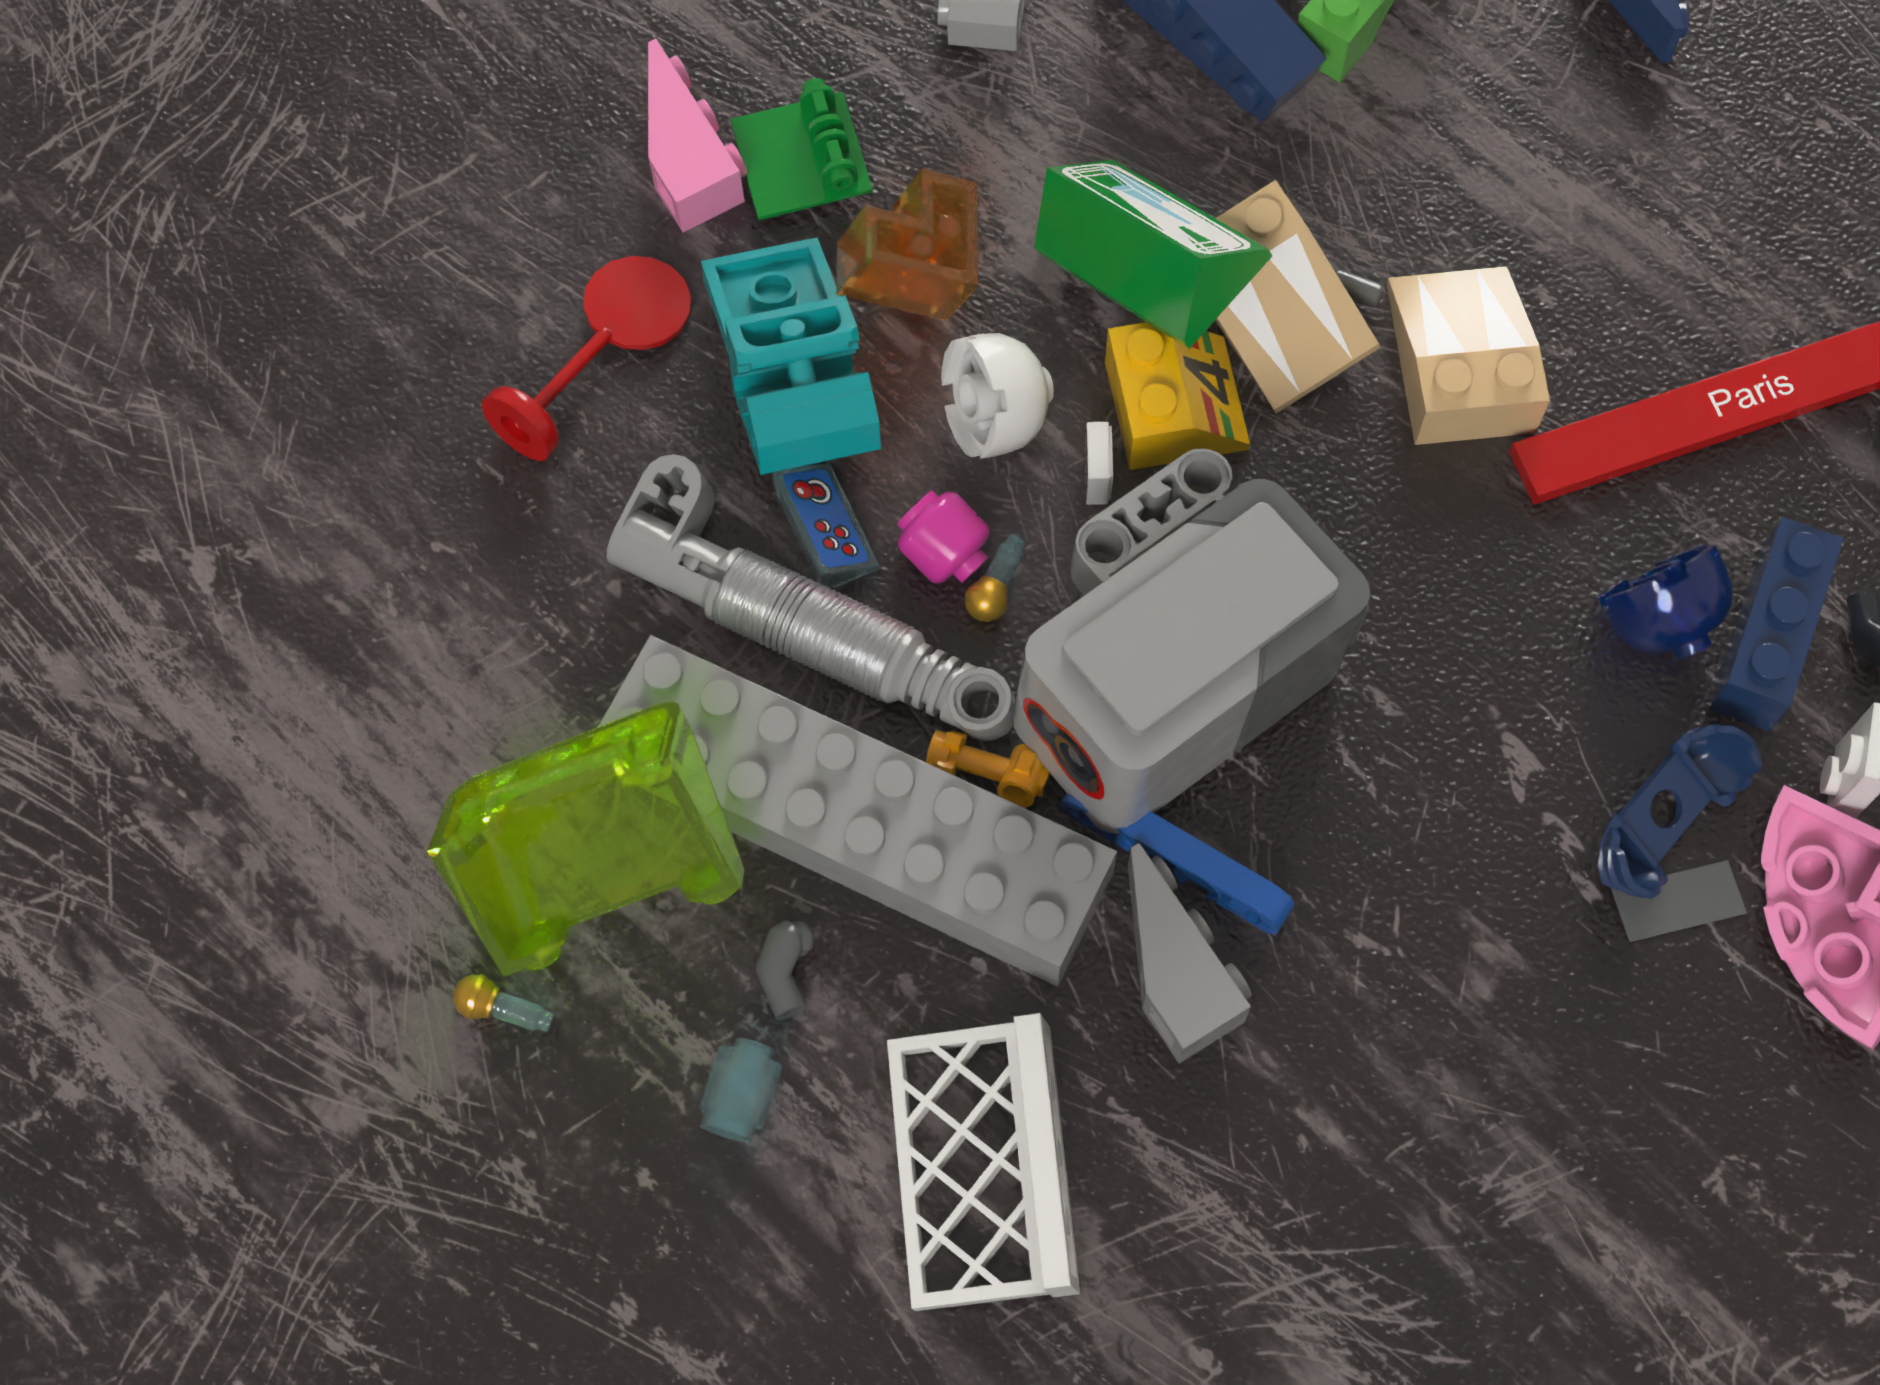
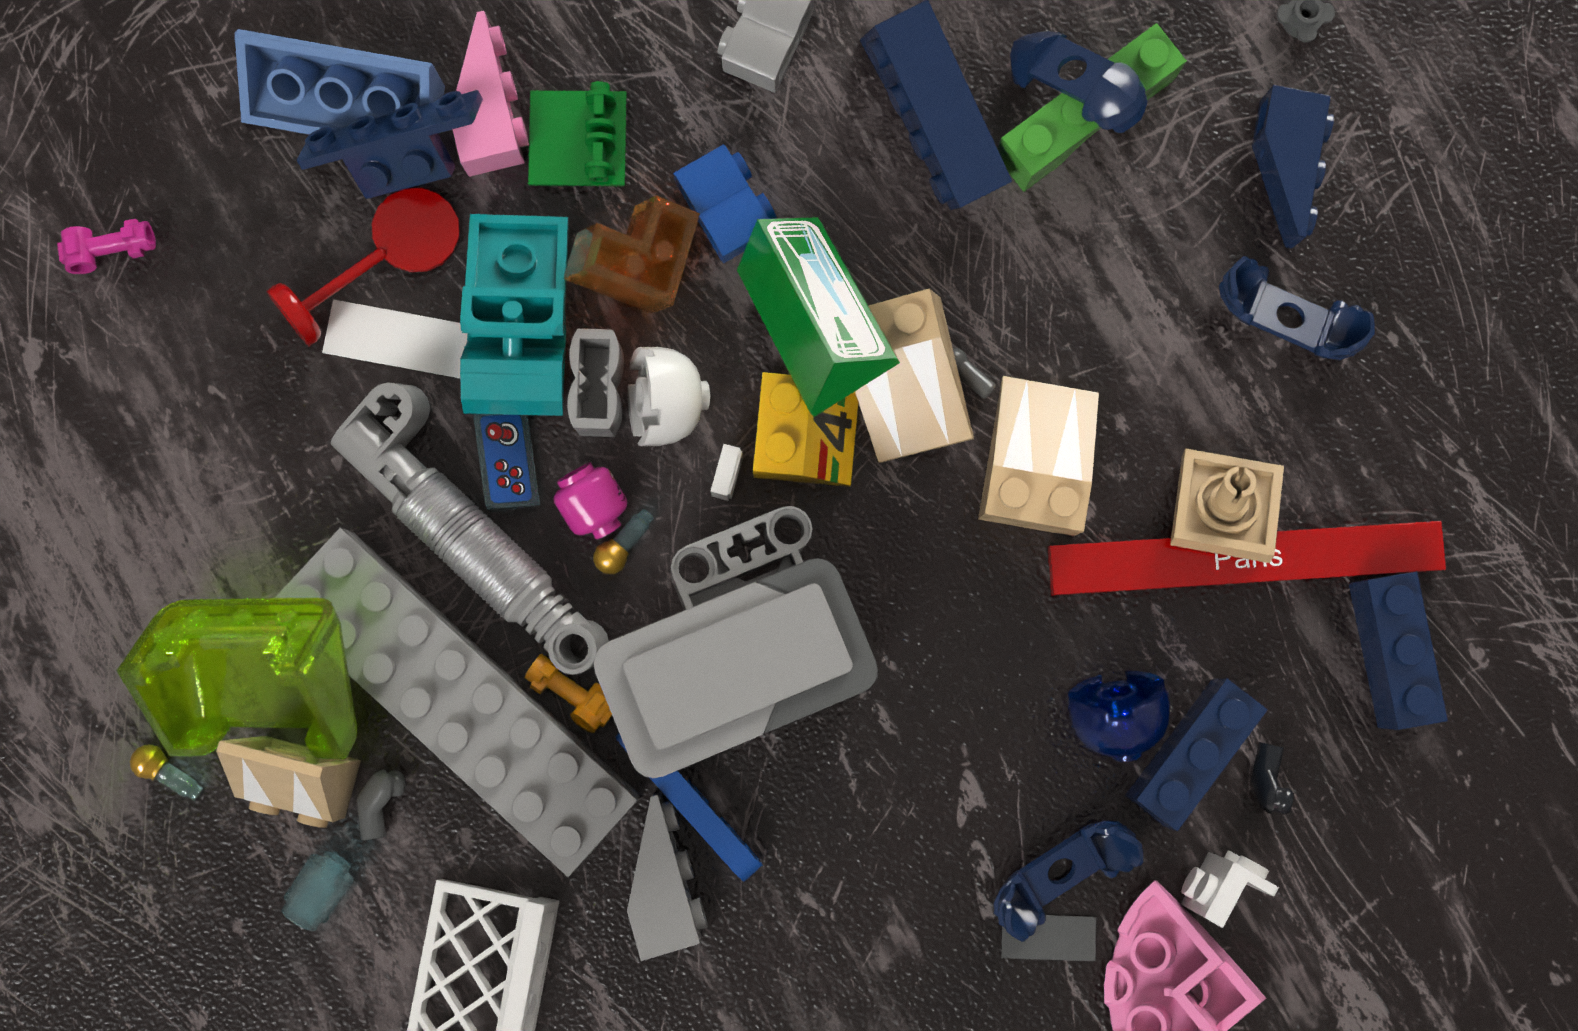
camera: 10 degrees right, 15 degrees up
(236, 426) = (80, 248): none -> dark pink bar
(504, 170) = (321, 85): none -> medium blue slope
(594, 212) = (395, 148): none -> dark blue bracket
(651, 429) = (394, 338): none -> white sticker
(669, 942) = (289, 778): none -> tan slope
(911, 400) = (598, 370): none -> light grey brick
(1005, 169) = (726, 204): none -> blue brick
(1706, 338) = (1227, 505): none -> tan plate
(1752, 130) = (1325, 332): none -> dark blue piece

